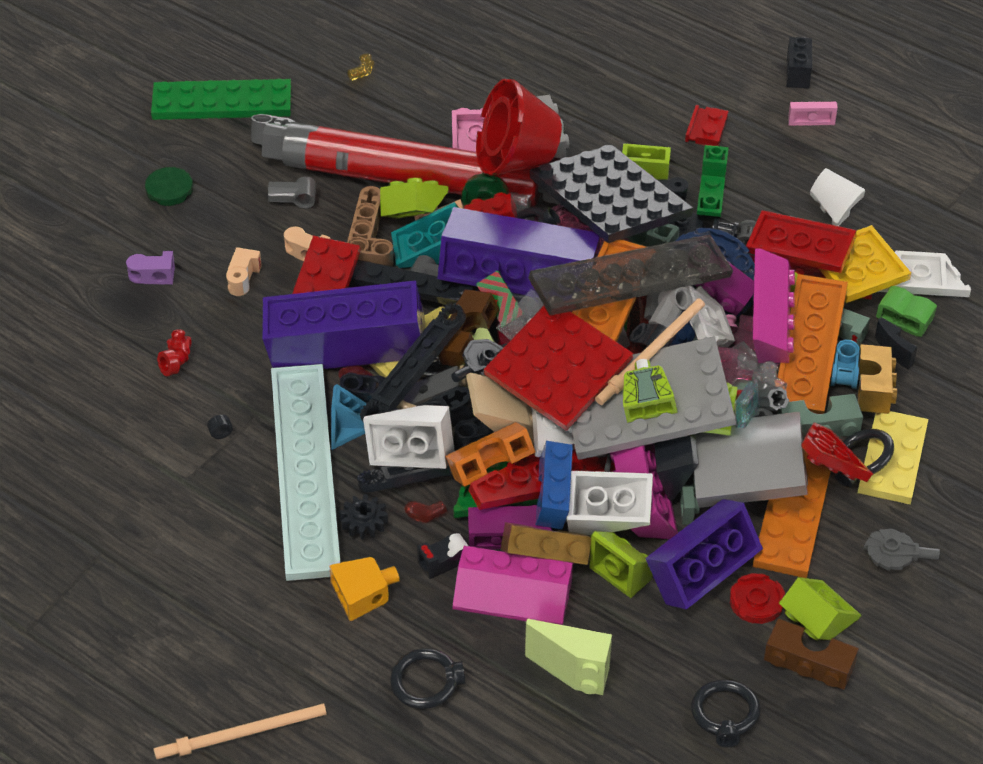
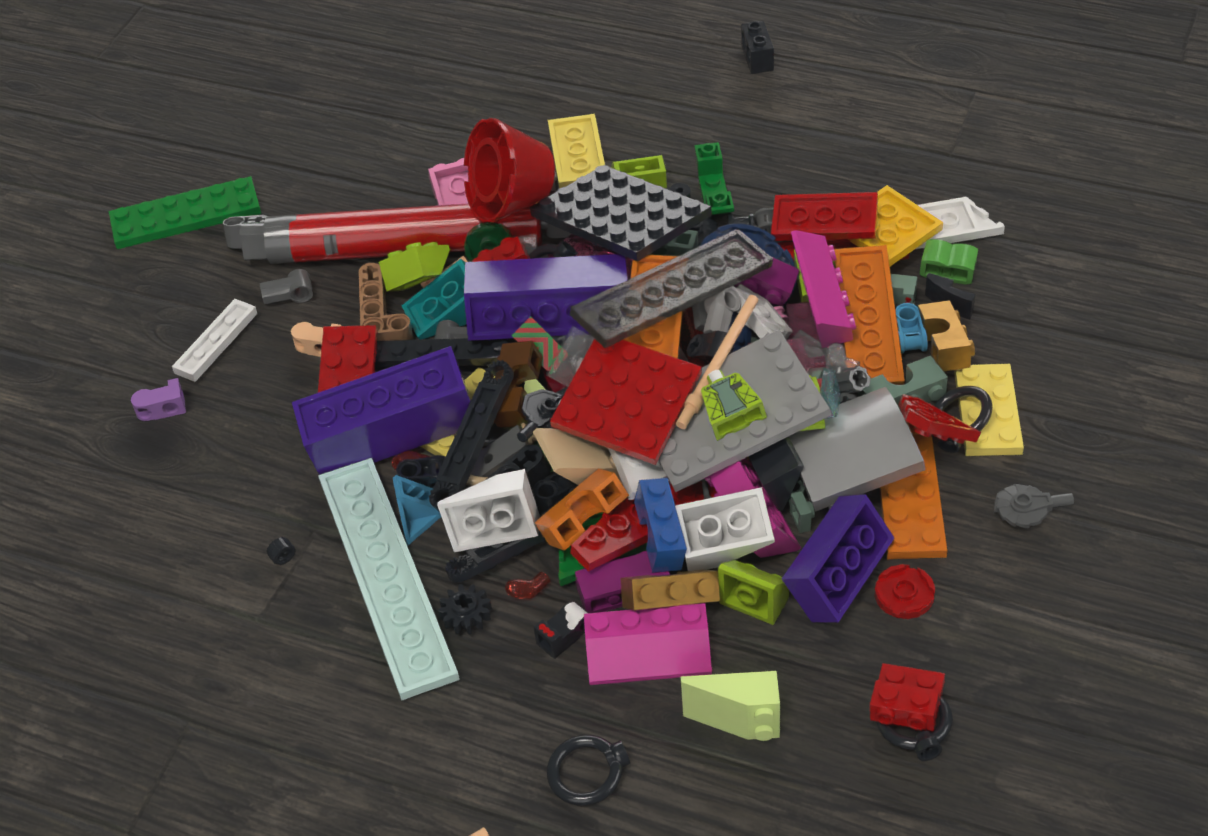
camera: 10 degrees left, 0 degrees up
(169, 186) = (154, 312): dark green tile -> none
(177, 354) = (213, 484): red arm -> none
(215, 224) = (214, 340): none -> white plate
(240, 270) = (255, 379): light nougat leg -> none
(361, 585) = (485, 684): light orange torso -> none
(363, 69) = (323, 150): clear yellow arm -> none
(596, 120) = (575, 147): none -> light yellow plate
(707, 126) = (686, 128): red plate -> none
(723, 688) = (907, 697): none -> red plate
(812, 113) = (787, 92): bright pink plate -> none
(818, 608) = (972, 587): lime slope -> none
(829, 666) = (1006, 644): reddish brown arch -> none
(836, 195) = (838, 165): white slope -> none

